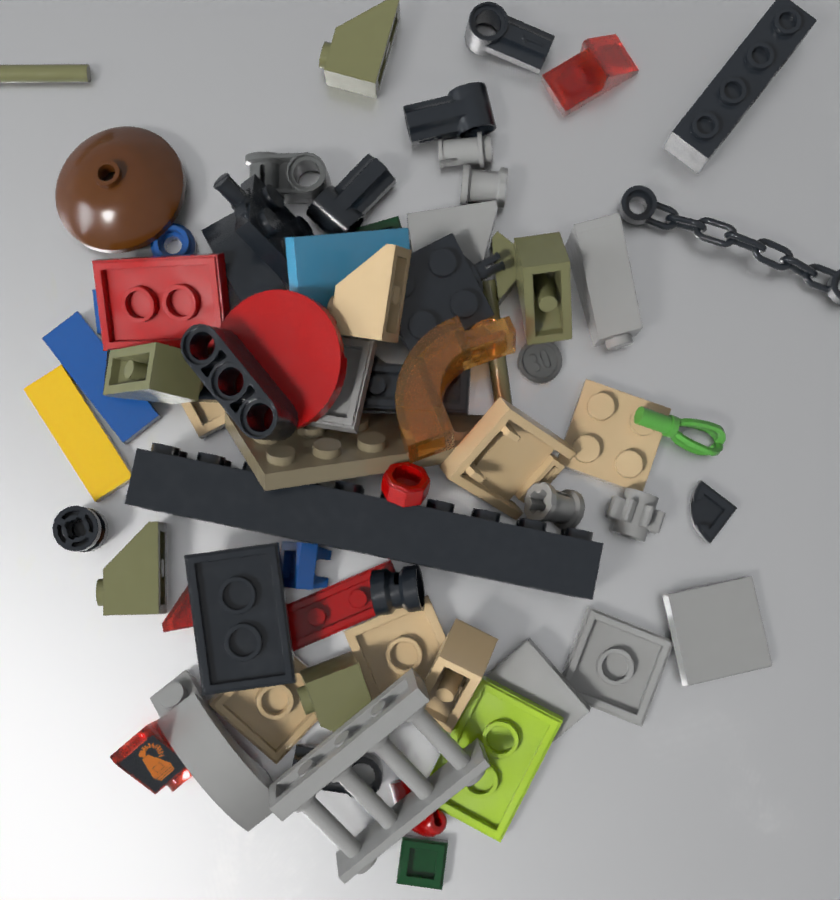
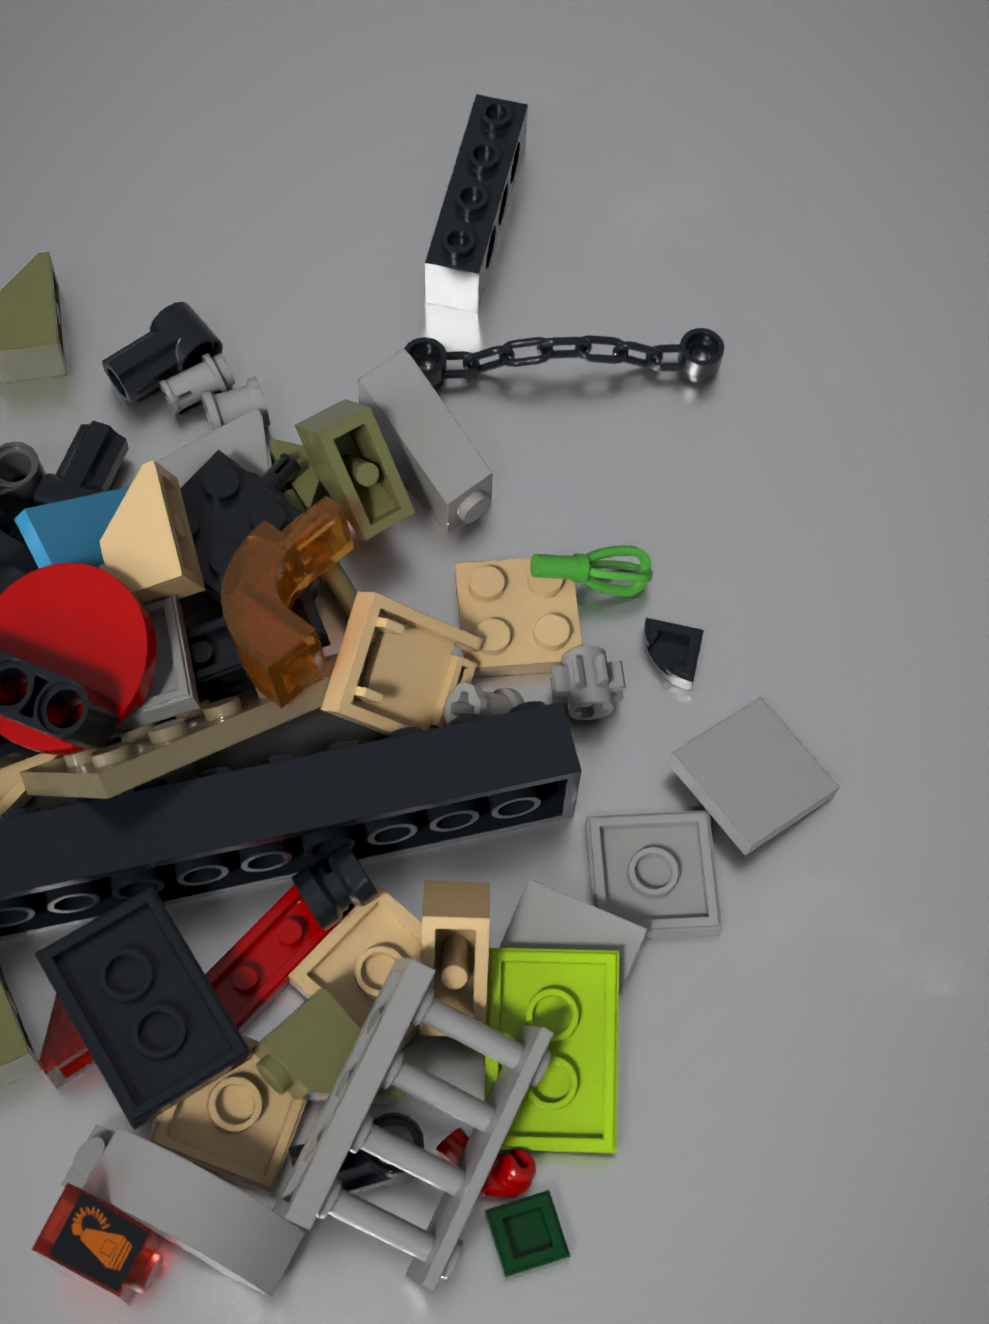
camera: 30 degrees left, 20 degrees down
(299, 565) = (196, 915): blue tile -> none
(405, 484) = (286, 733): red tile -> none
(512, 42) = (176, 253): black piece -> none
(539, 362) = (391, 571): dark grey piece -> none
(592, 72) = (304, 259): clear red slope -> none

